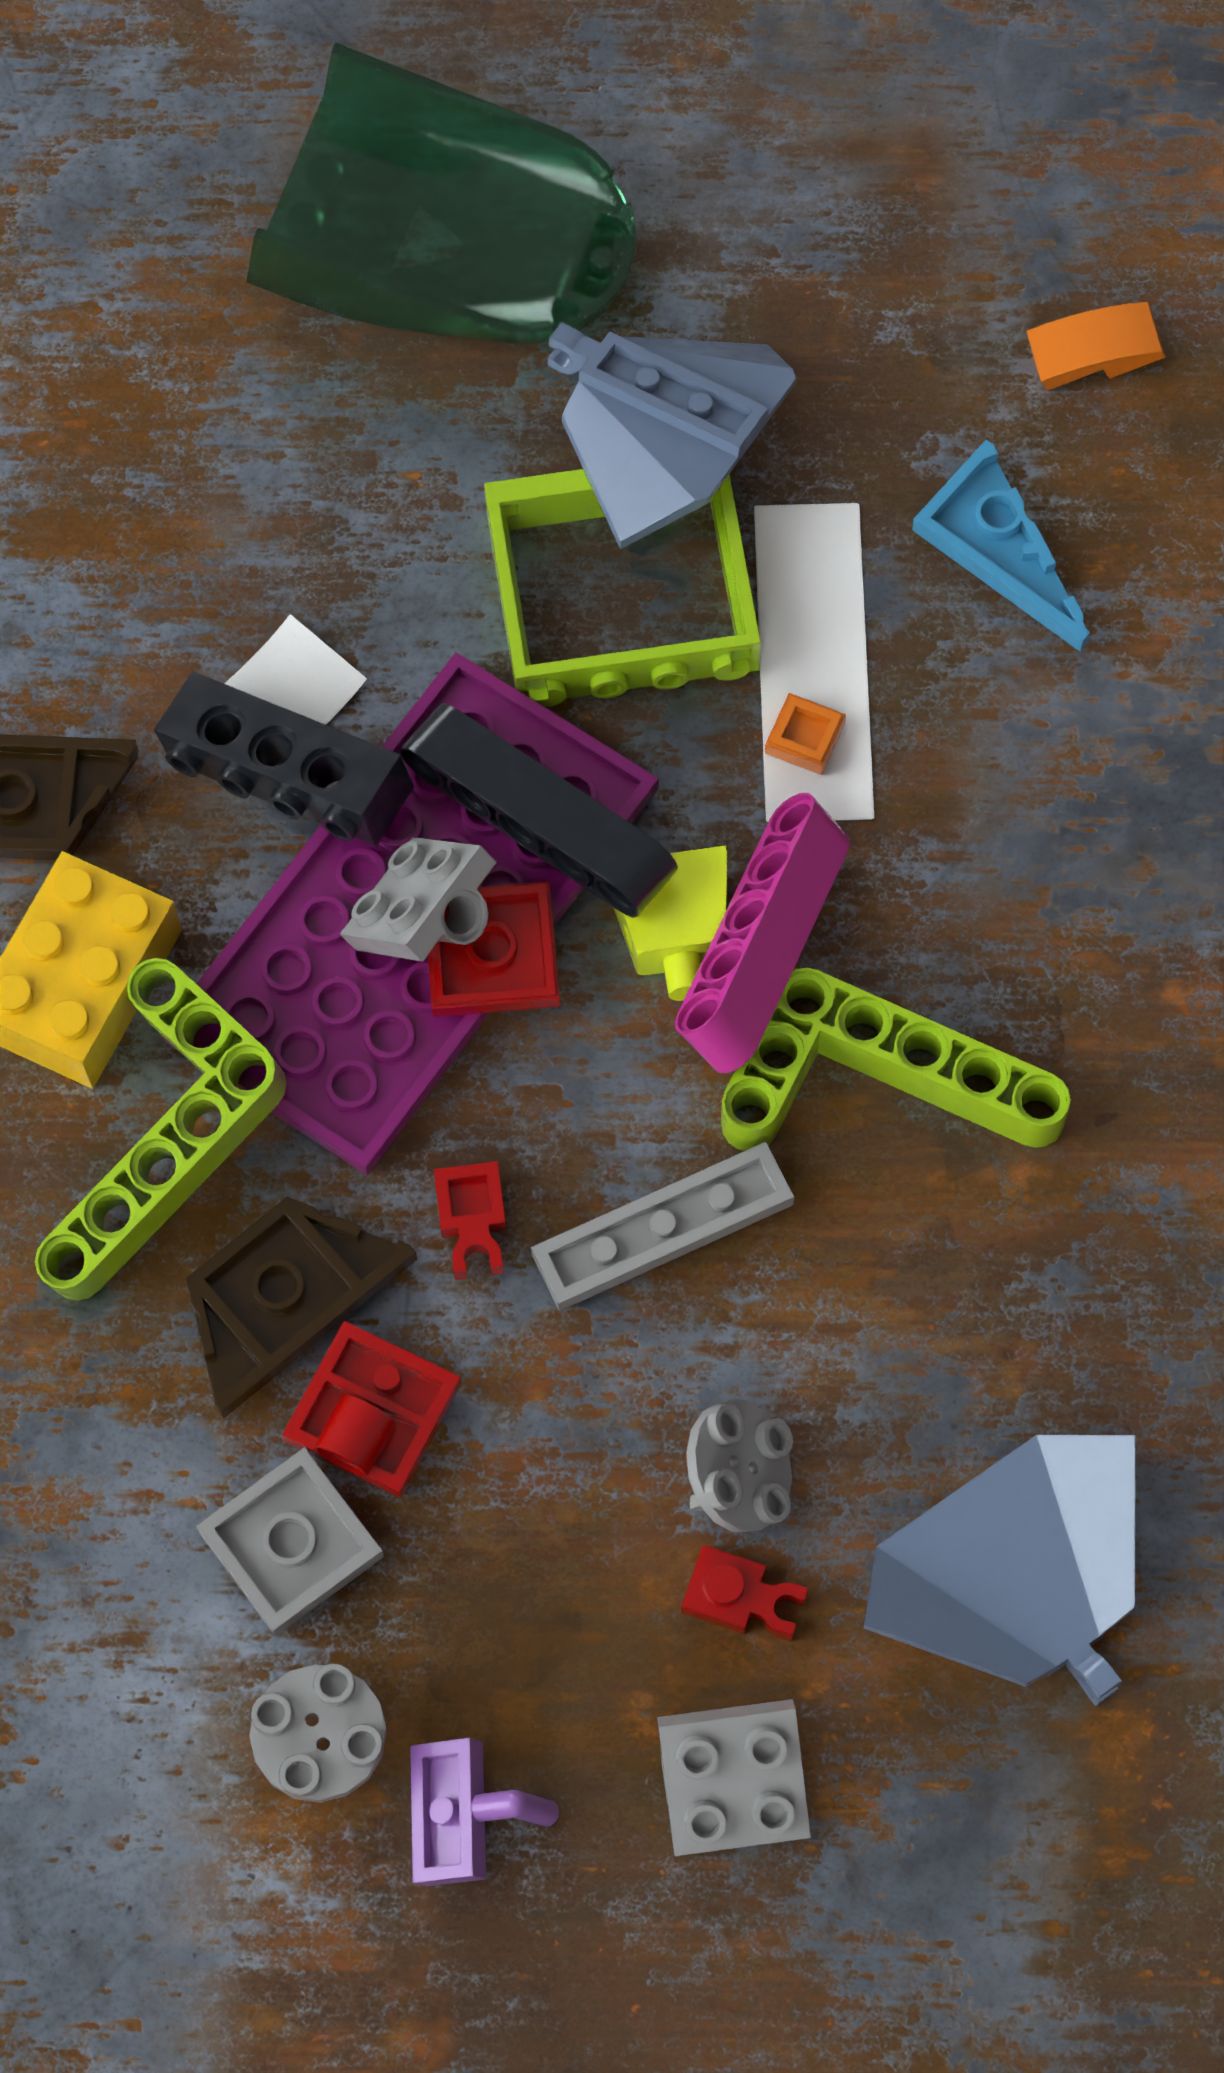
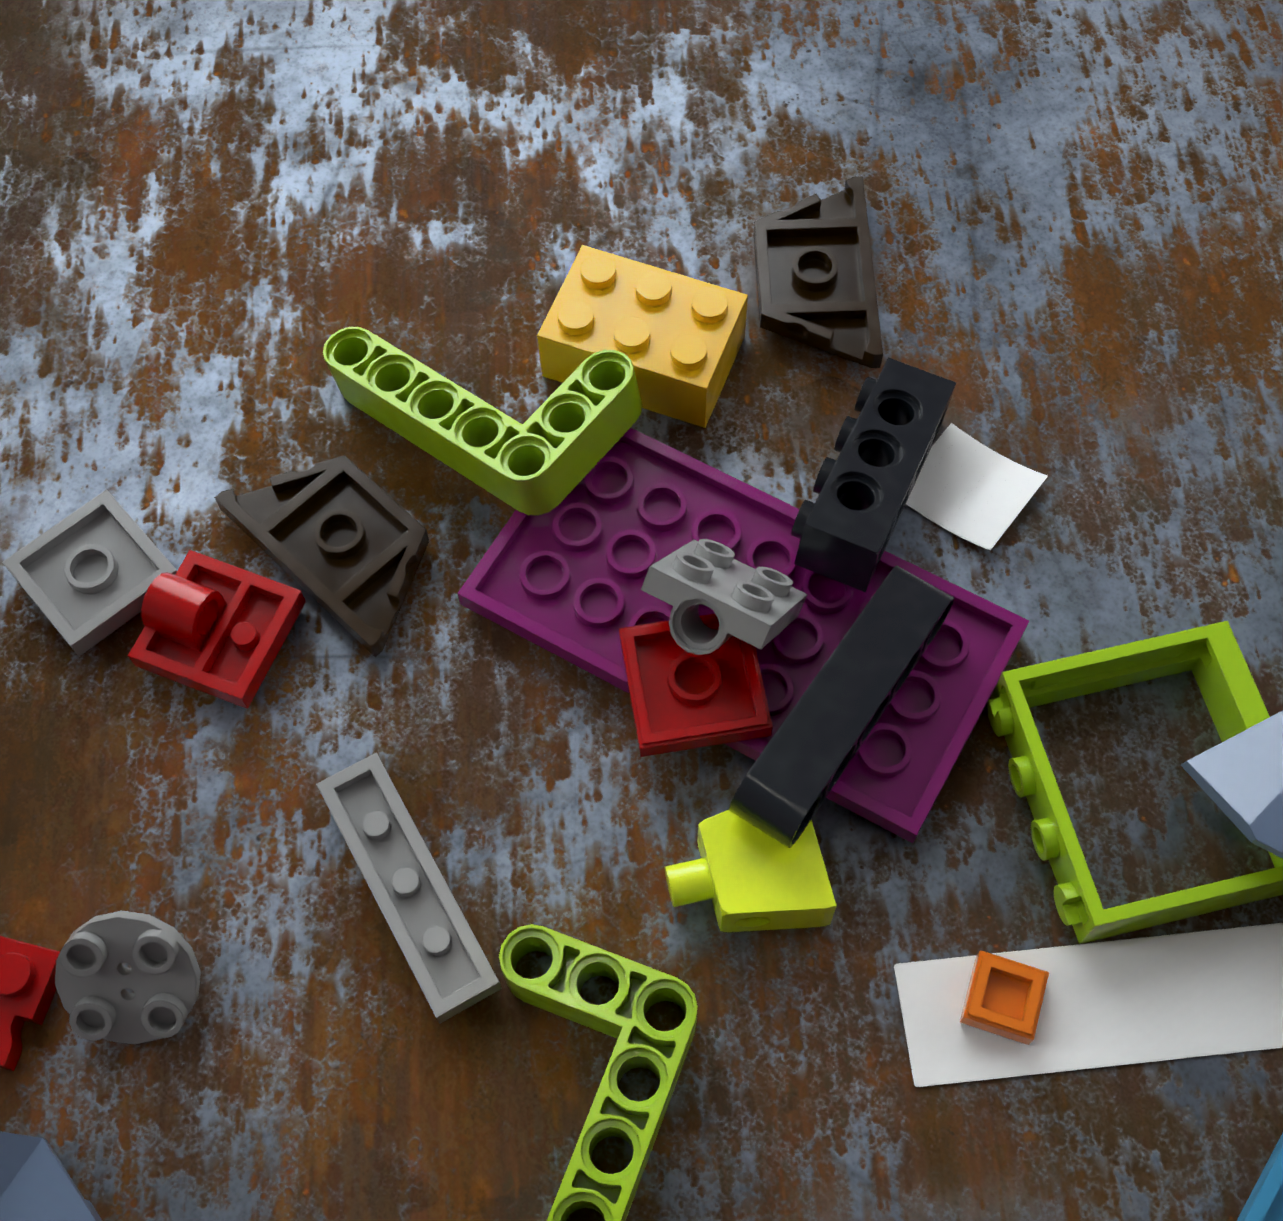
camera: 85 degrees right, 5 degrees down
(471, 1208) = (424, 698): red plate -> none
(762, 933) = (735, 955): dark pink beam -> none

